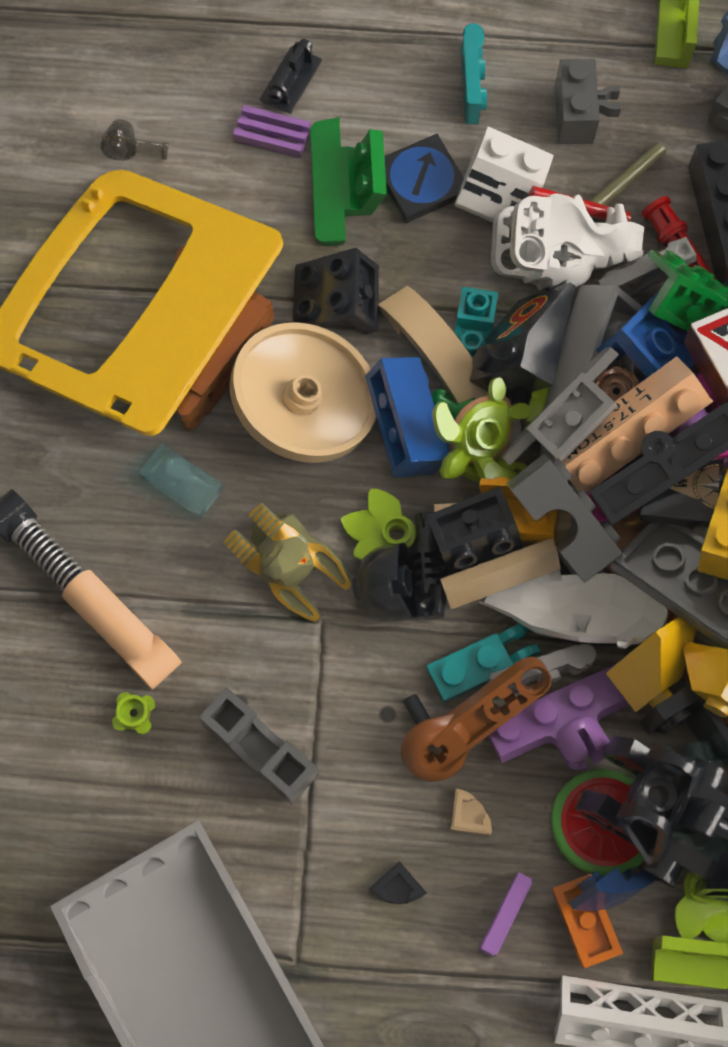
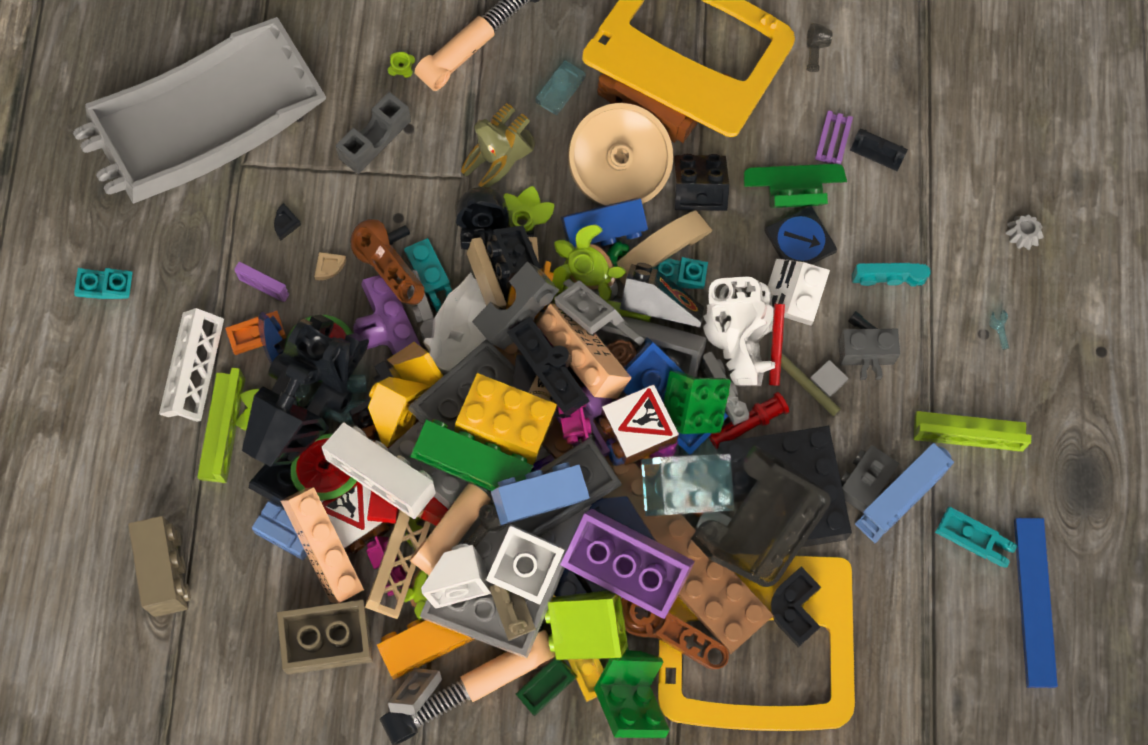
camera: 90 degrees right, 0 degrees up
(535, 116) = (858, 320): none -> black piece
(616, 154) = (829, 378): none -> light grey tile

